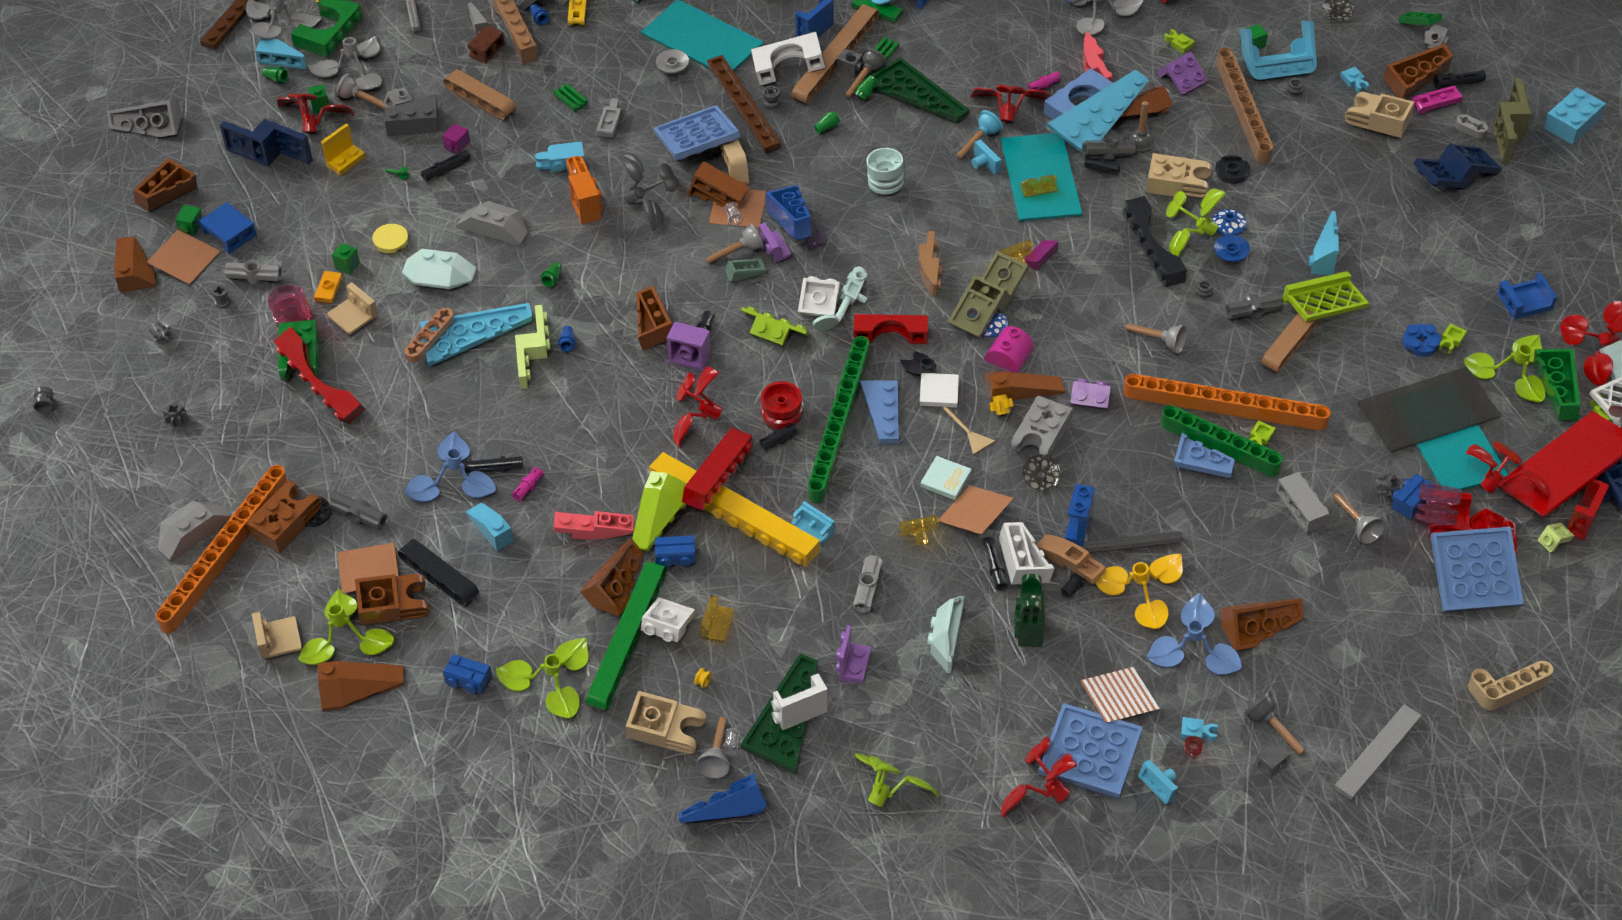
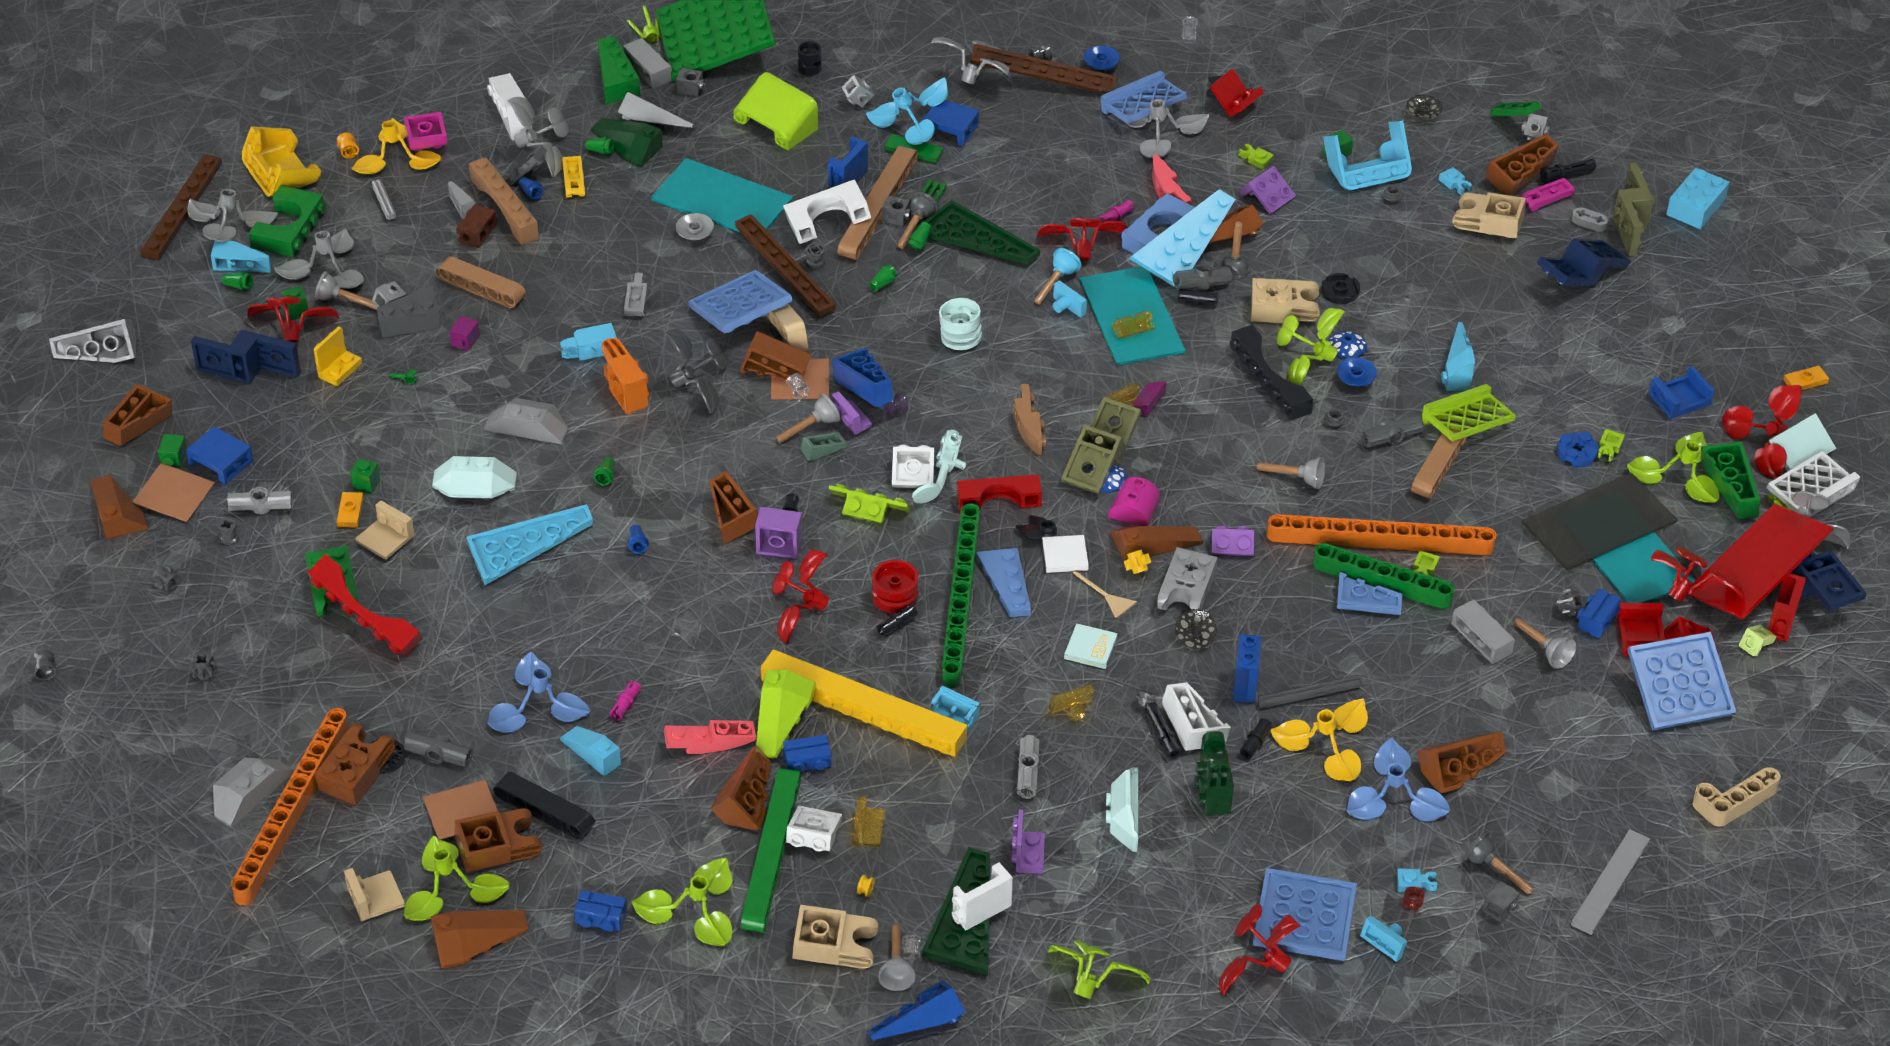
camera: 10 degrees left, 5 degrees down
(289, 305) = (312, 532): clear pink wheel -> none
(390, 238) = (410, 449): light yellow tile -> none
(426, 333) = (478, 549): nougat beam -> none
(441, 167) = (451, 367): black pin -> none
(494, 464) = (585, 682): black pin -> none
(532, 346) = (599, 551): yellowish green bracket -> none
(572, 95) = (588, 275): green tile -> none
(717, 469) = (839, 660): red brick -> none
(975, 509) = (1131, 675): nougat sticker -> none
(1071, 556) = (1246, 712): medium nougat slope -> none
(1119, 694) = (1324, 853): sticker -> none
(1244, 105) = (1341, 218): medium nougat beam -> none
(1439, 499) = (1630, 616): clear pink wheel -> none

